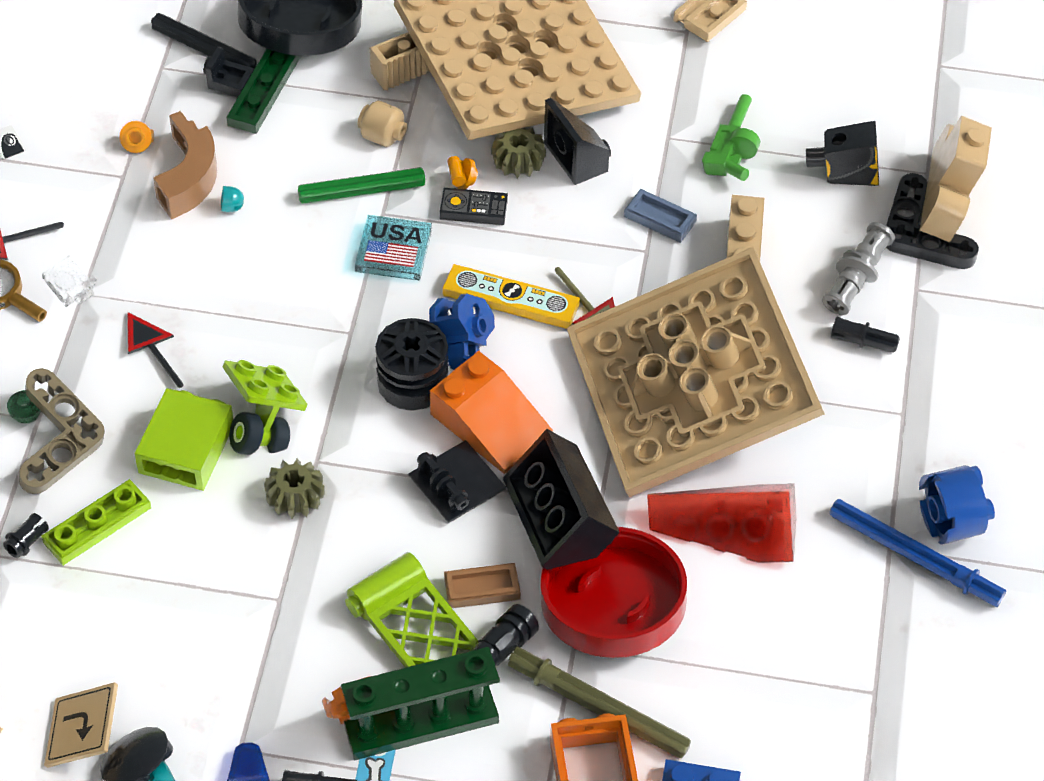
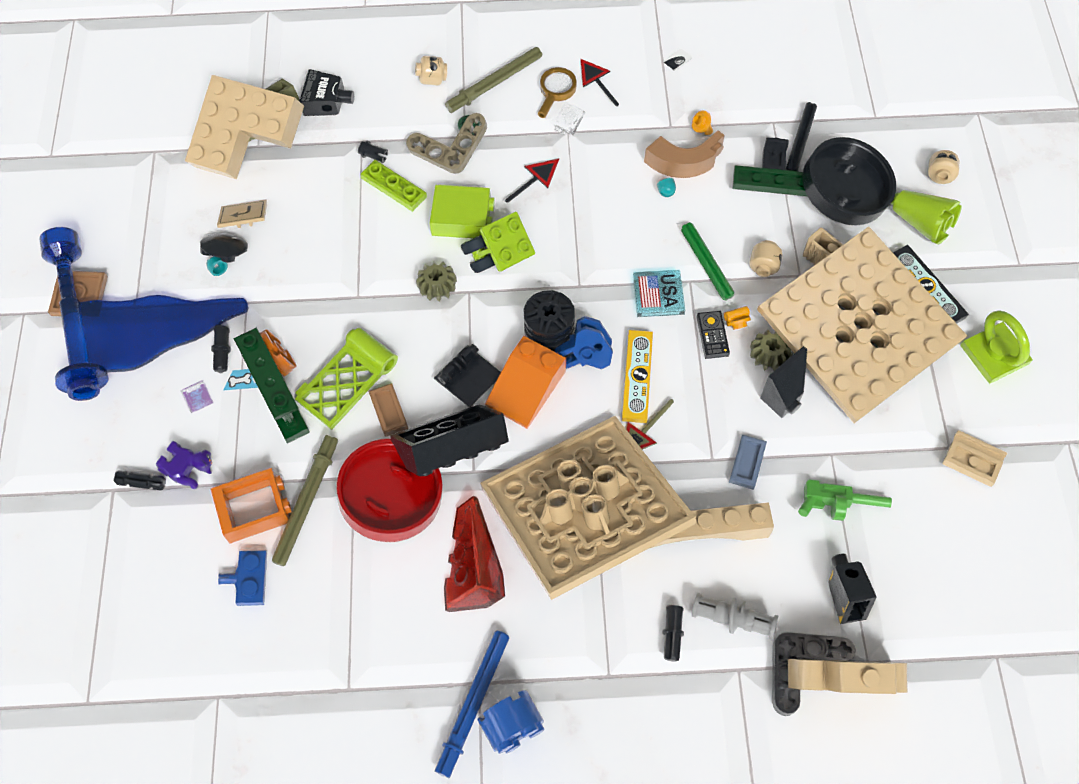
camera: 80 degrees right, 10 degrees up
(510, 630) = (338, 427): black axle -> none

